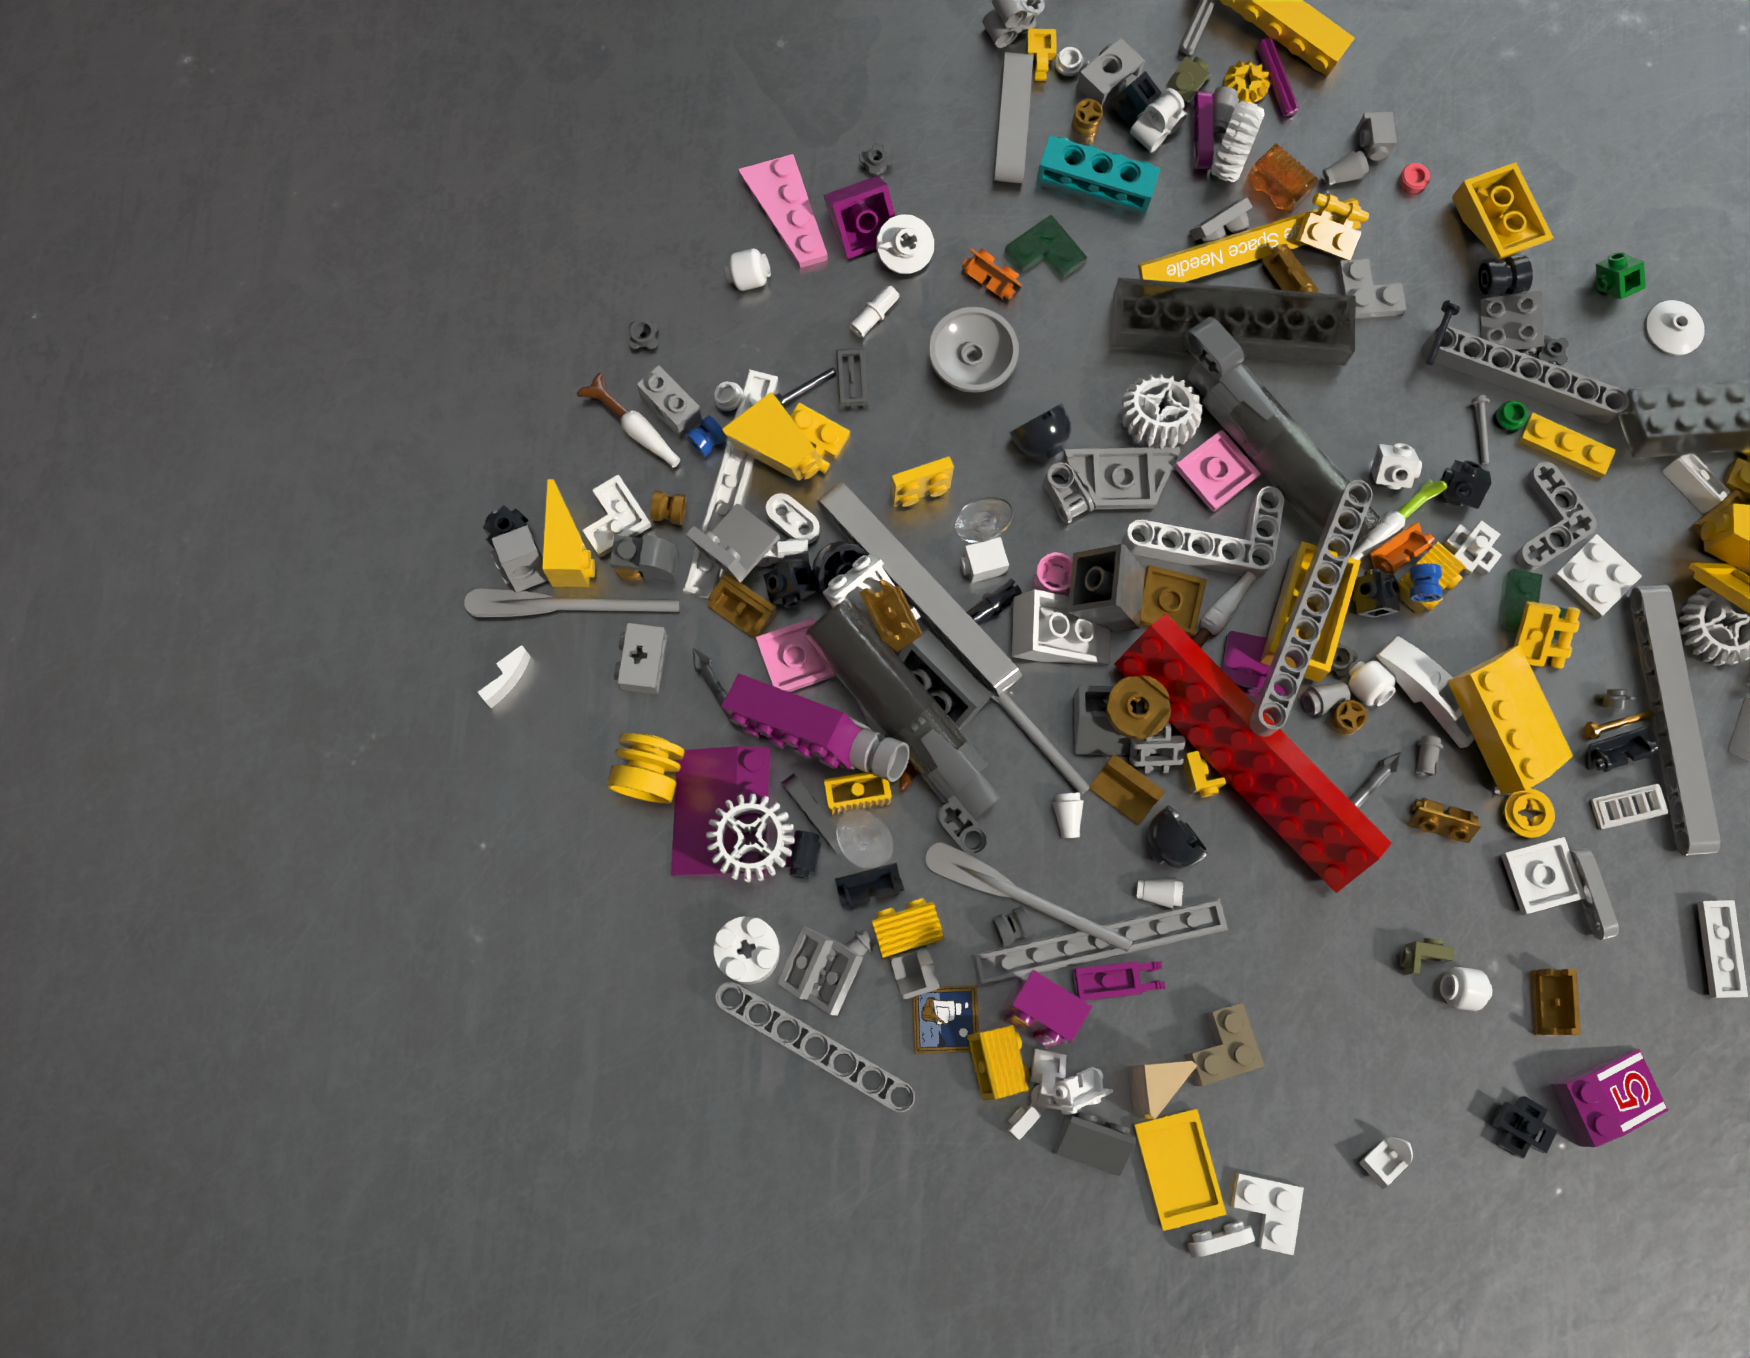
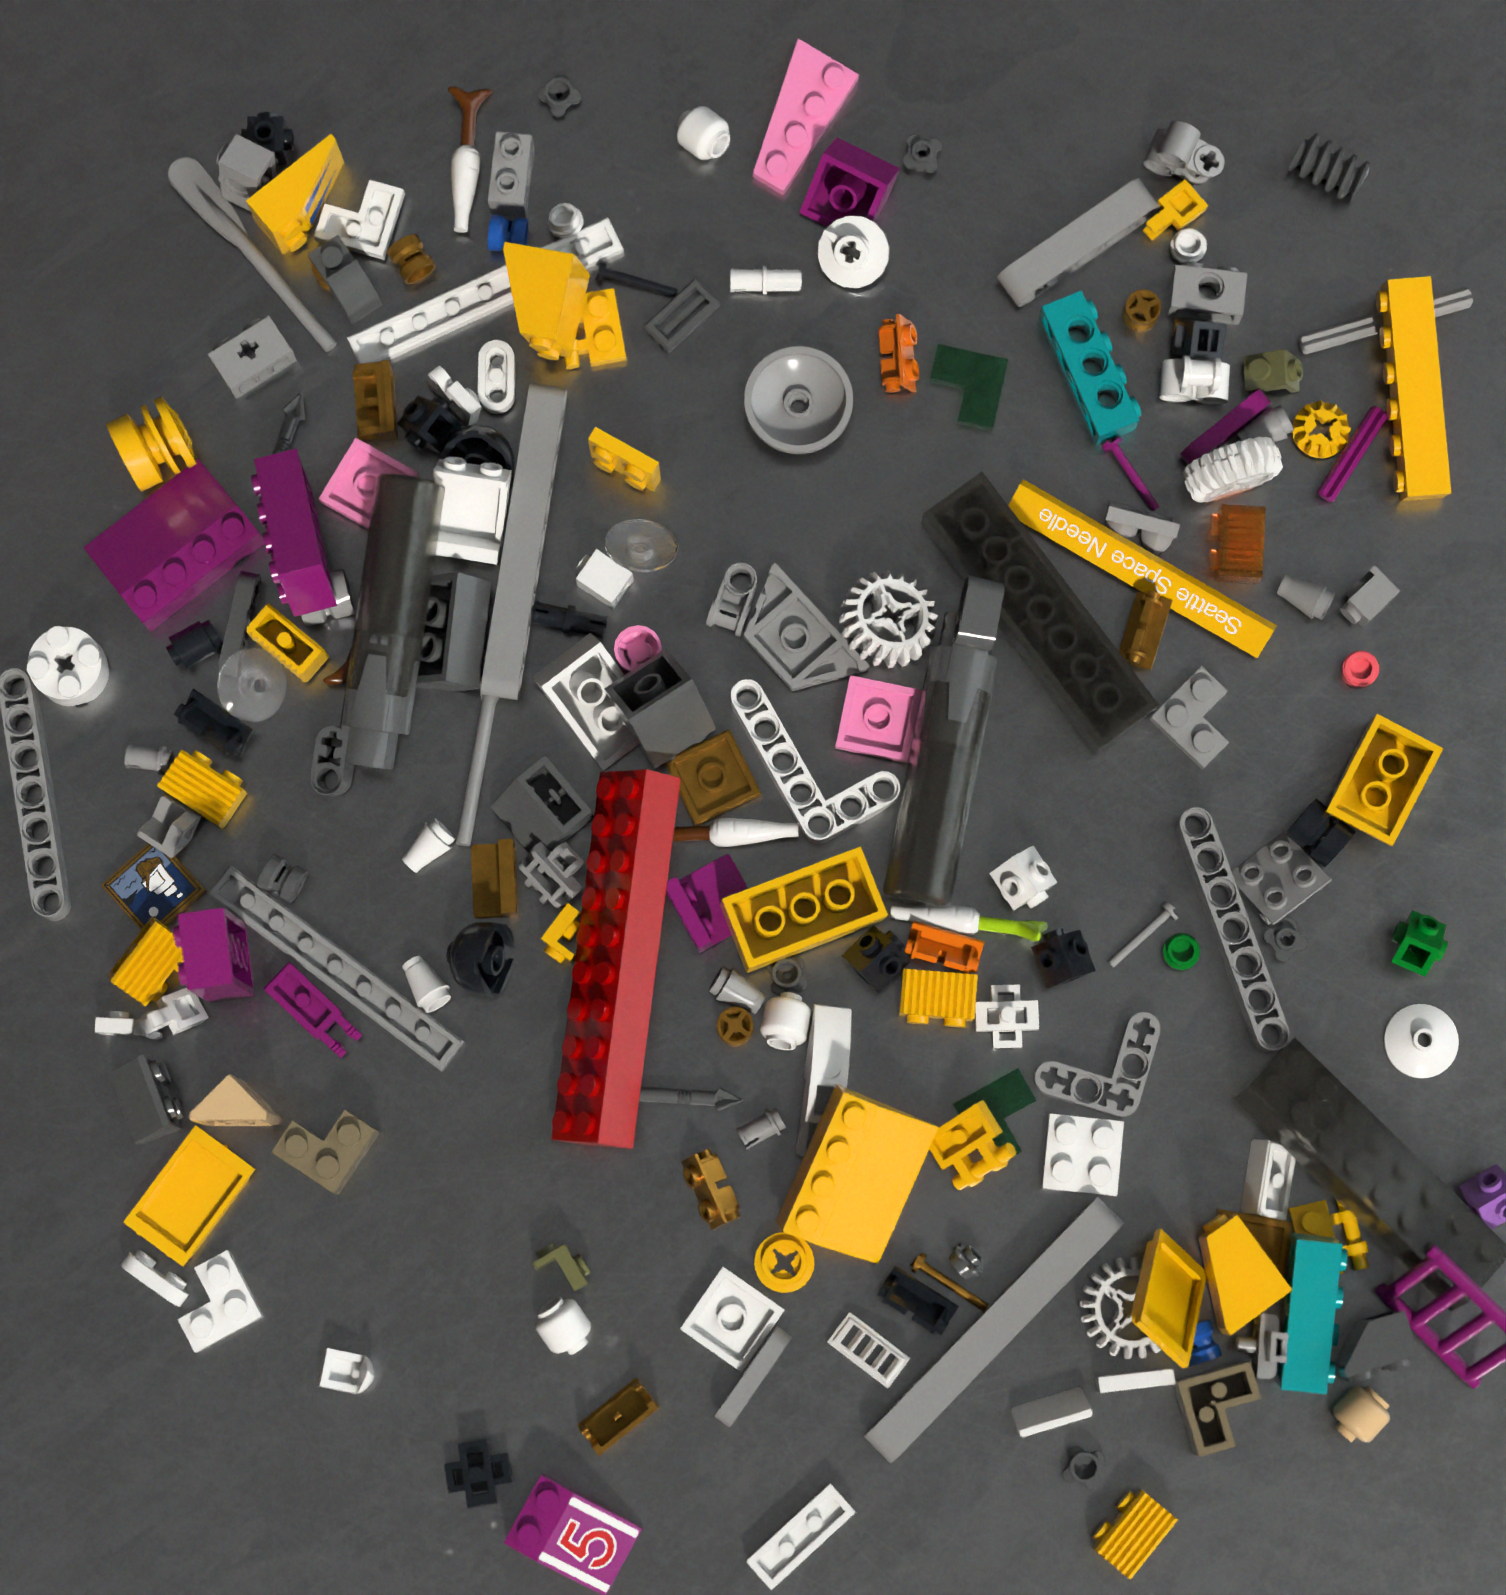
camera: 55 degrees right, 5 degrees up
(512, 668) = (146, 255): white slope -> none
(735, 542) = (421, 345): light grey bracket -> none
(758, 826) = (142, 582): white gear -> none
(820, 970) = (103, 743): light grey slope -> none
(879, 754) = (325, 631): light grey wheel -> none
(891, 615) = (465, 535): pearl gold hinge -> none
(973, 873) = (307, 817): light grey piece -> none
(1044, 433) = (772, 530): black cylinder -> none
(1079, 1091) = (166, 1044): white hinge -> none
(1156, 707) = (550, 806): pearl gold plate -> none
(1157, 200) = (1135, 478): none -> magenta piece
(1302, 617) = (800, 886): light grey beam -> none
(1330, 236) = (1214, 634): plate -> none
(1426, 582) = (907, 992): blue wheel -> none
(1449, 310) = (1199, 814): black piece -> none
(1566, 445) = (1196, 1027): yellow plate -> none

